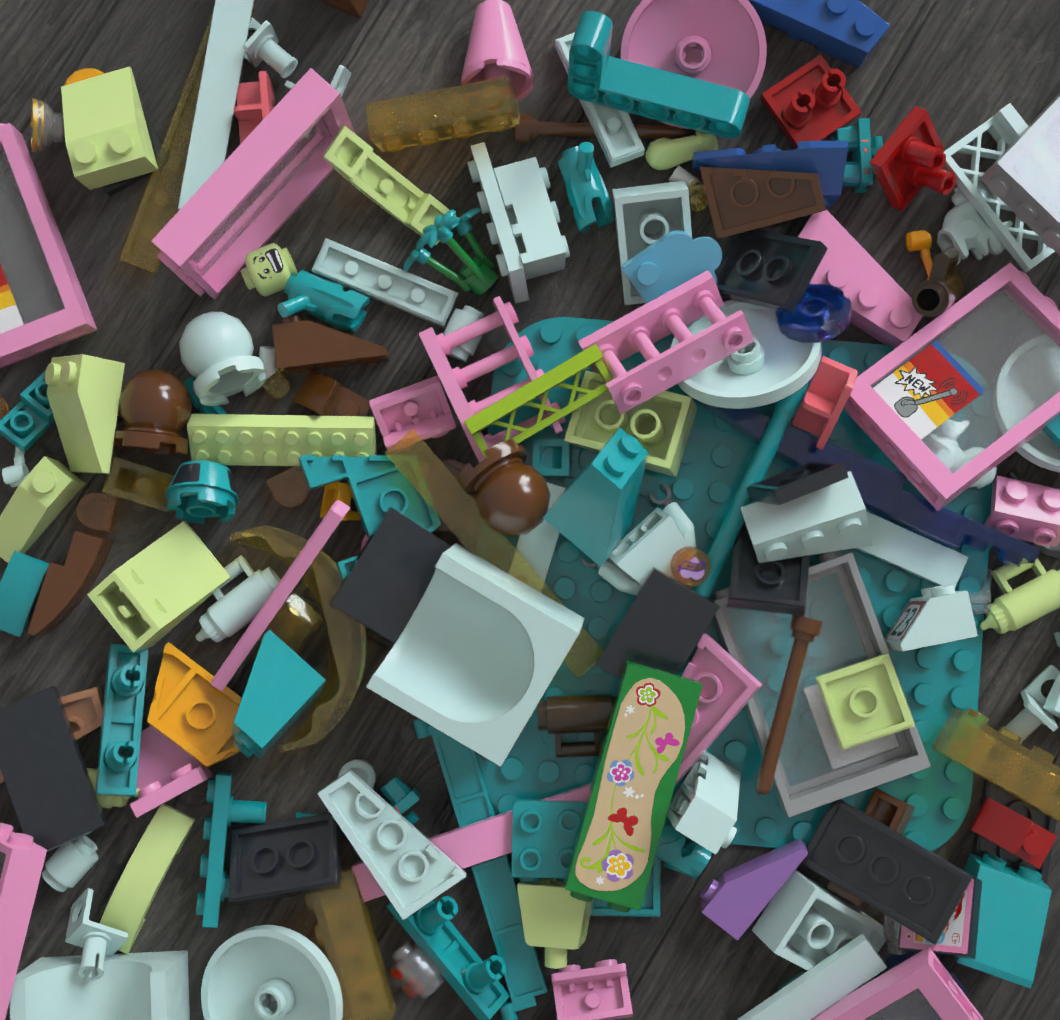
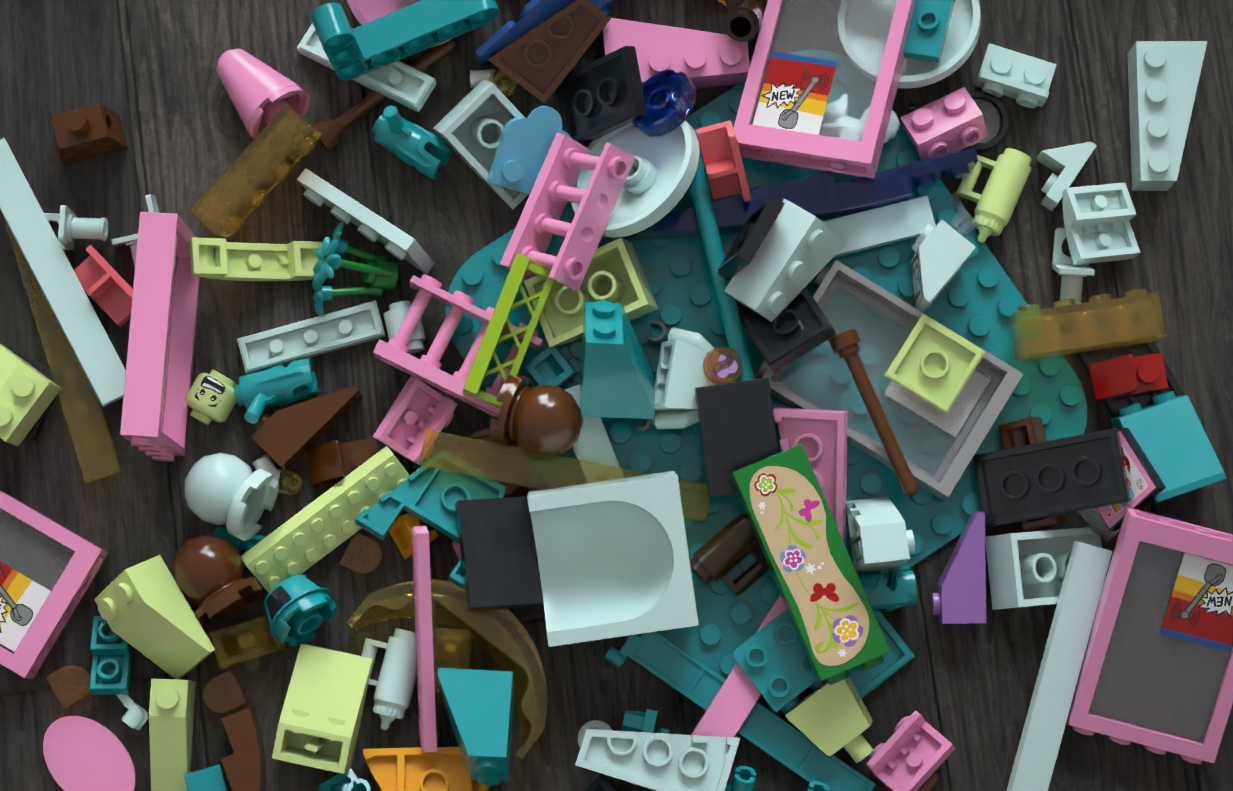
camera: 40 degrees left, 5 degrees down
(532, 217) = (388, 195): light aqua wedge -> none
(668, 153) = (454, 67): yellowish green piece -> none

